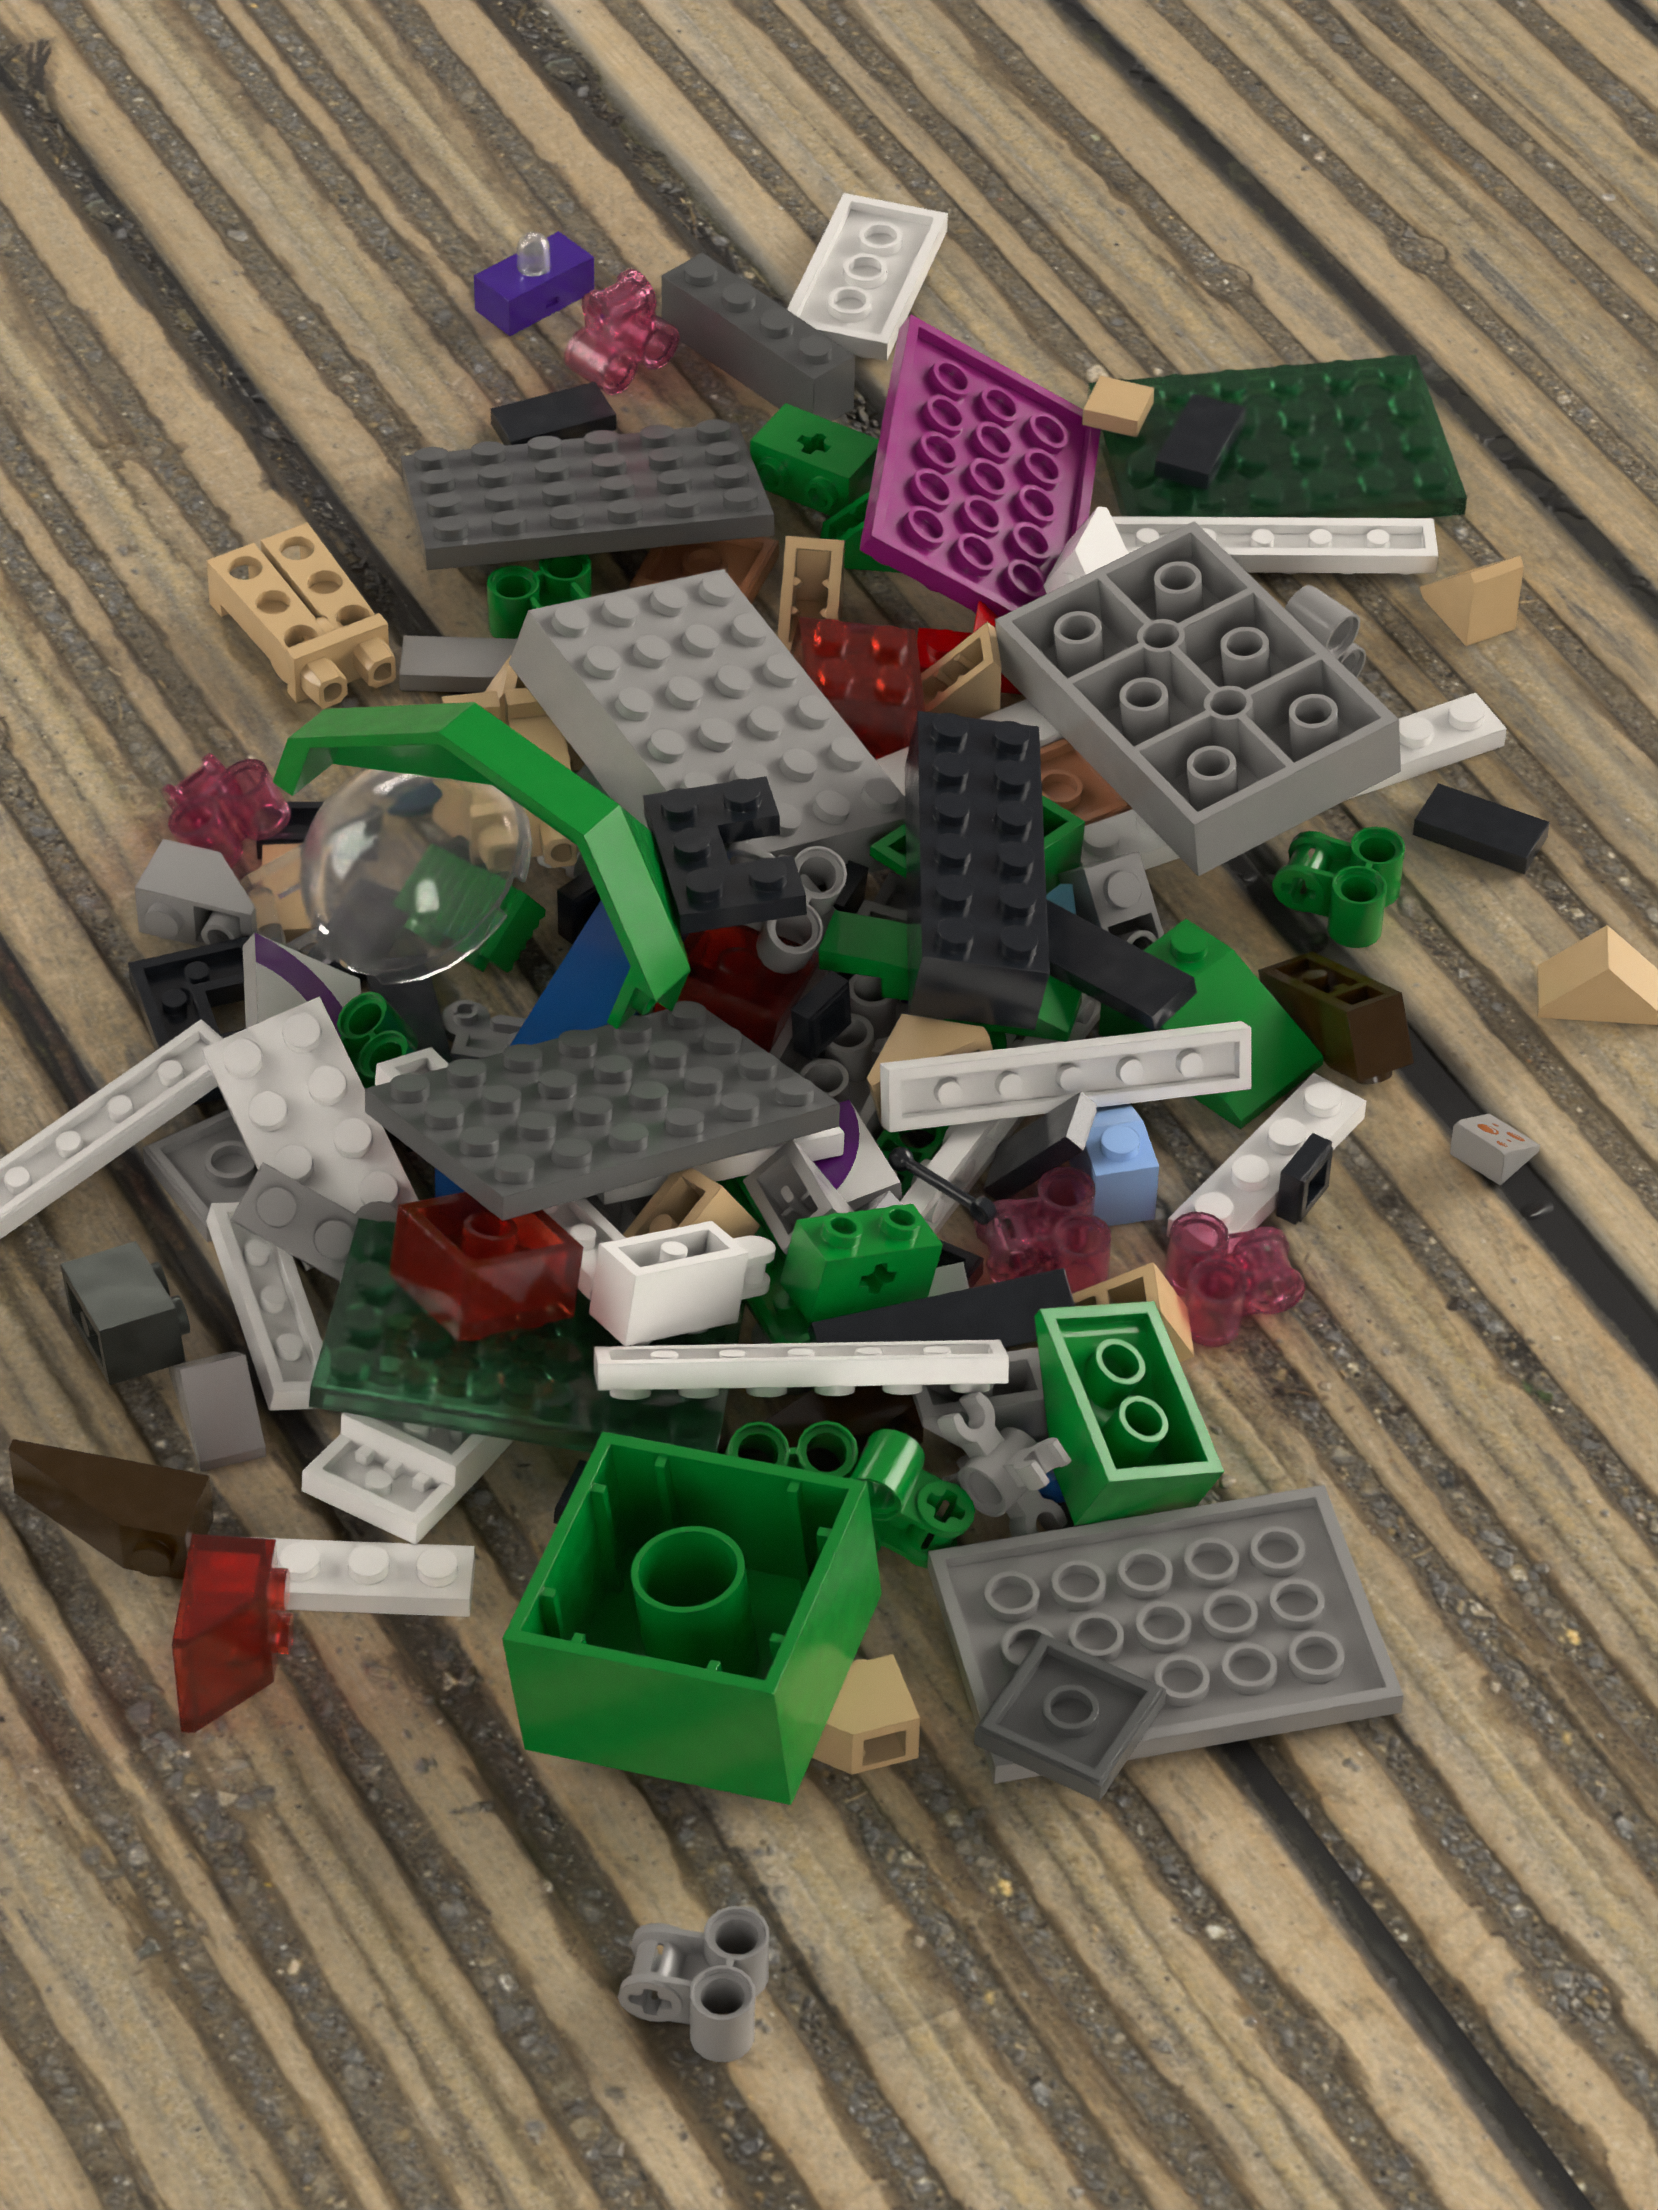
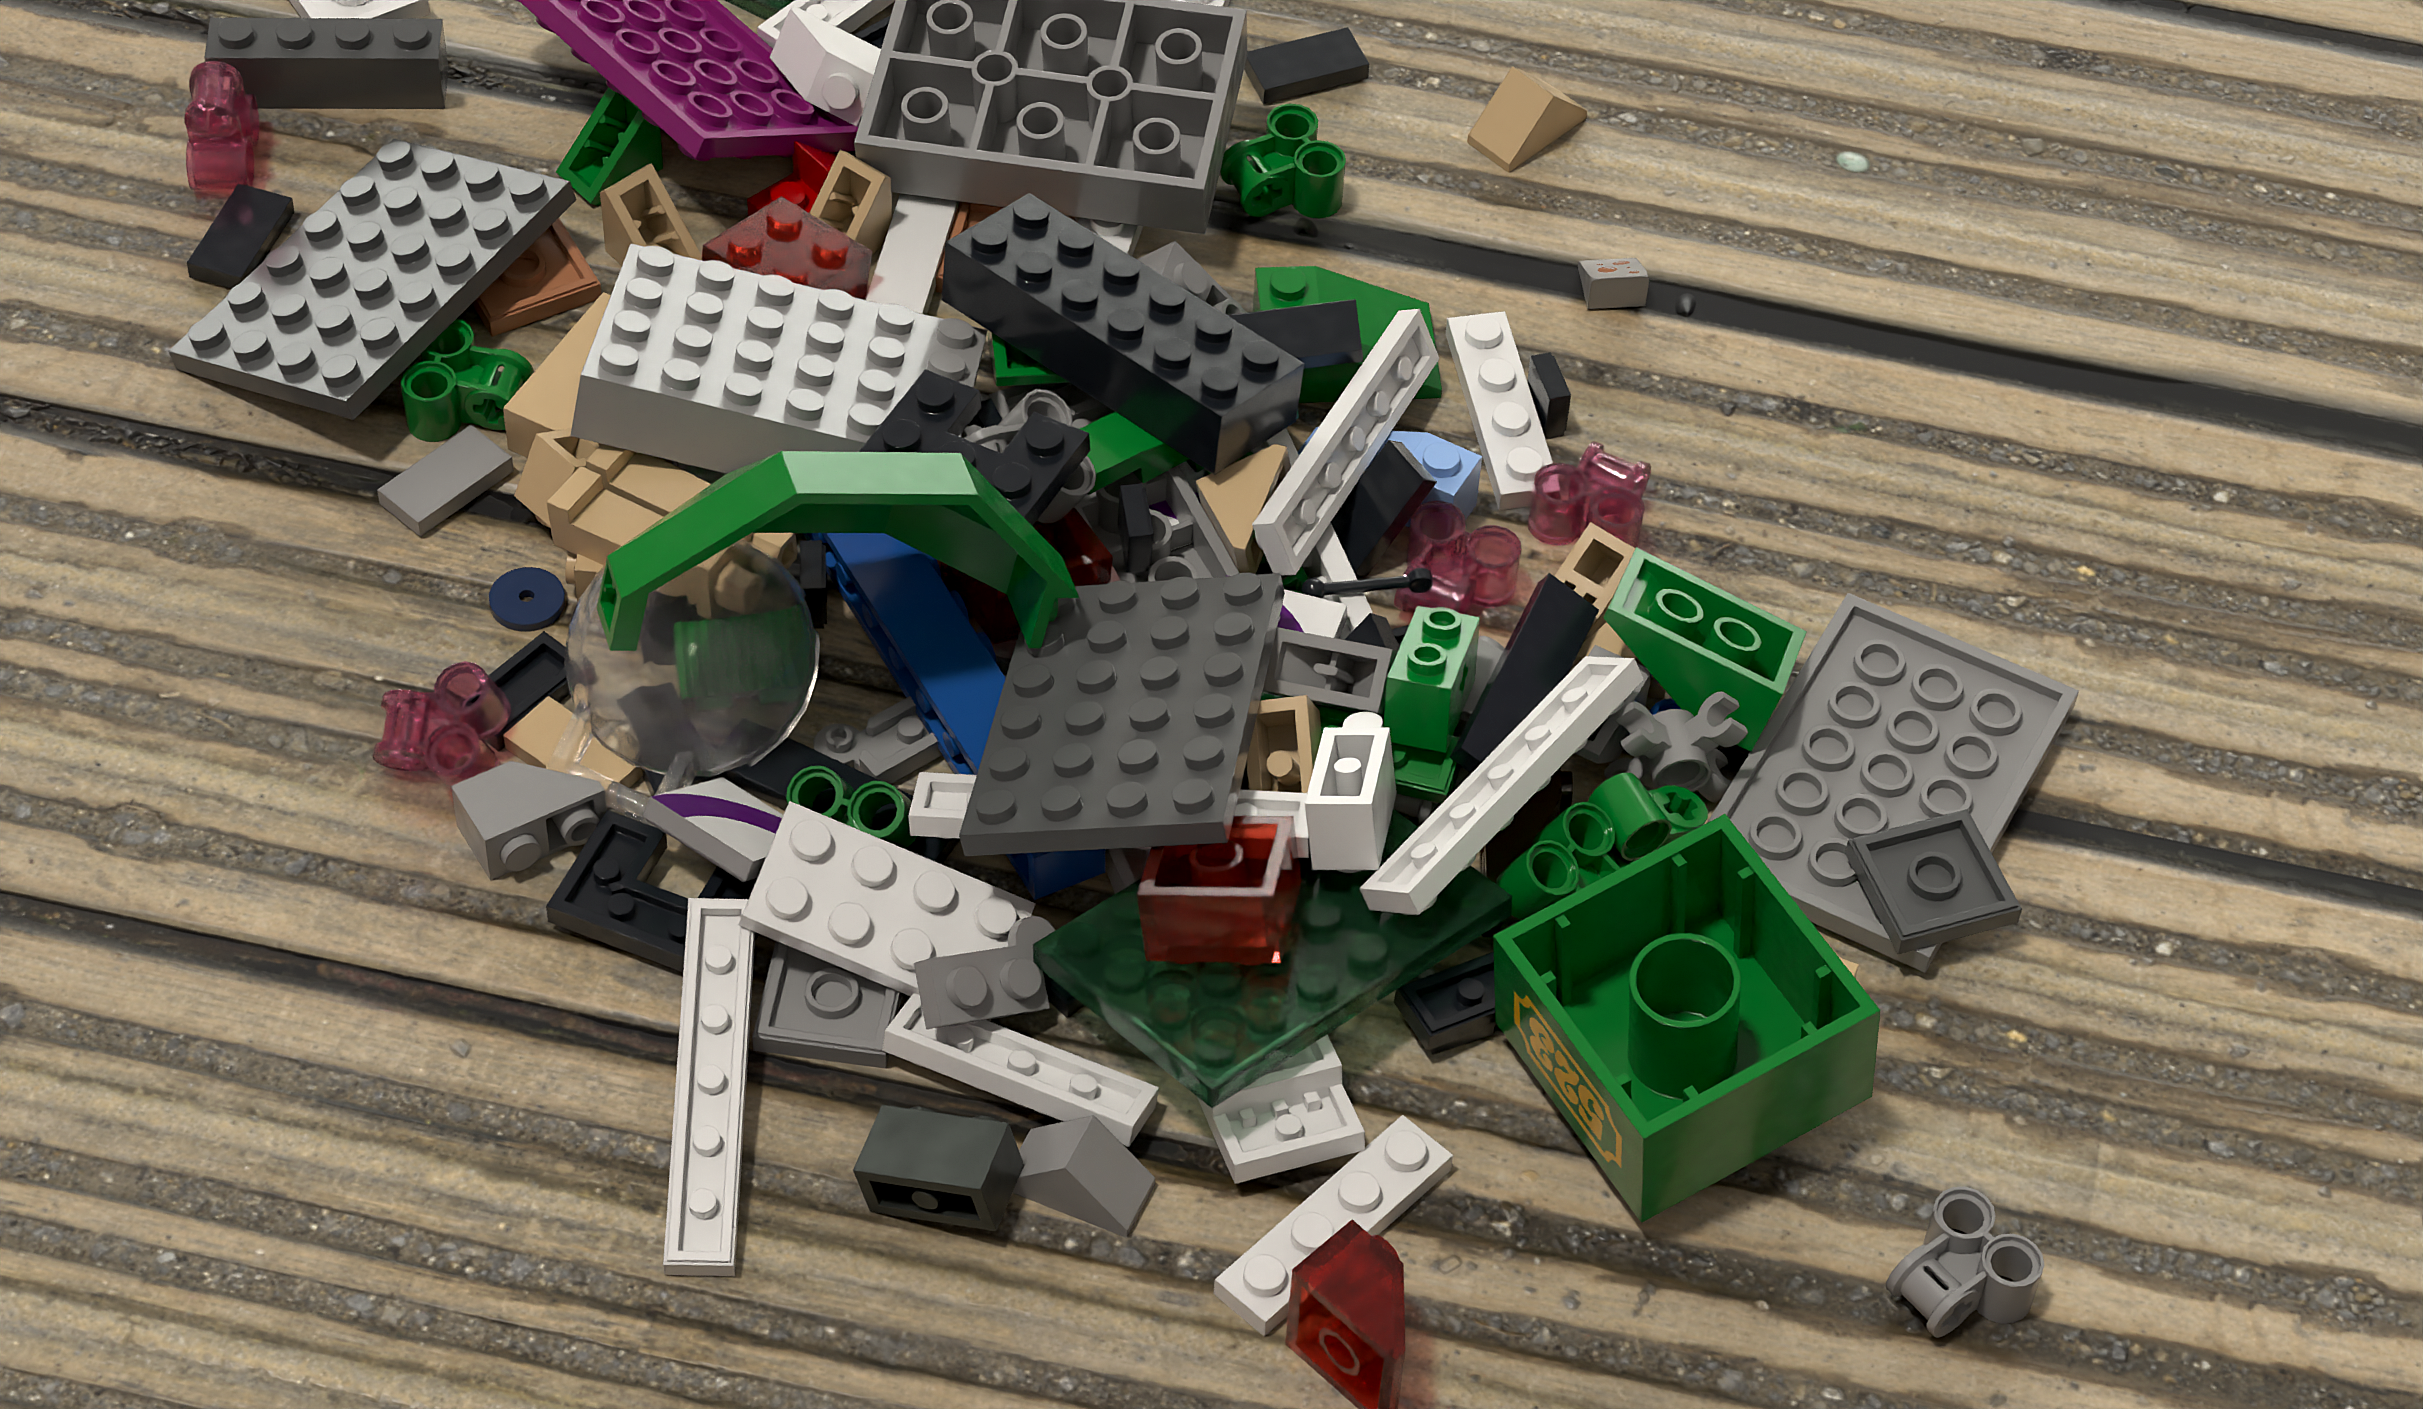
camera: 50 degrees left, 5 degrees up
(118, 1506) = (1135, 1313): dark brown slope -> none
(304, 616) = (283, 531): tan hips -> none
(533, 282) = (77, 139): dark purple piece -> none
(813, 460) = (504, 122): green brick -> none
(1344, 1014) = (1431, 259): dark brown slope -> none

